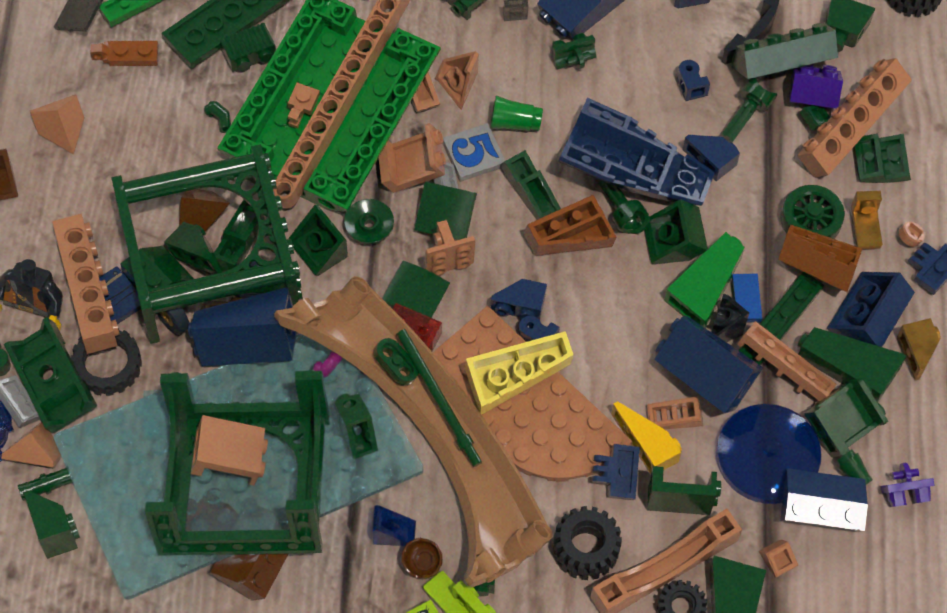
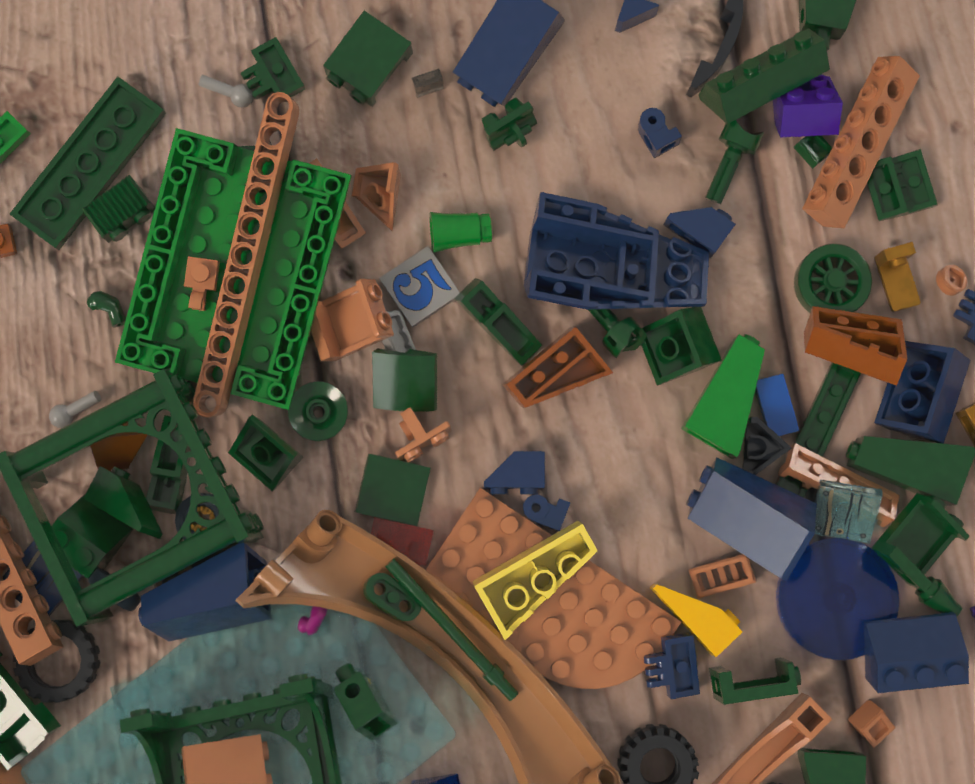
camera: 10 degrees left, 20 degrees up
(786, 381) = (846, 511): none -> clear light blue tile

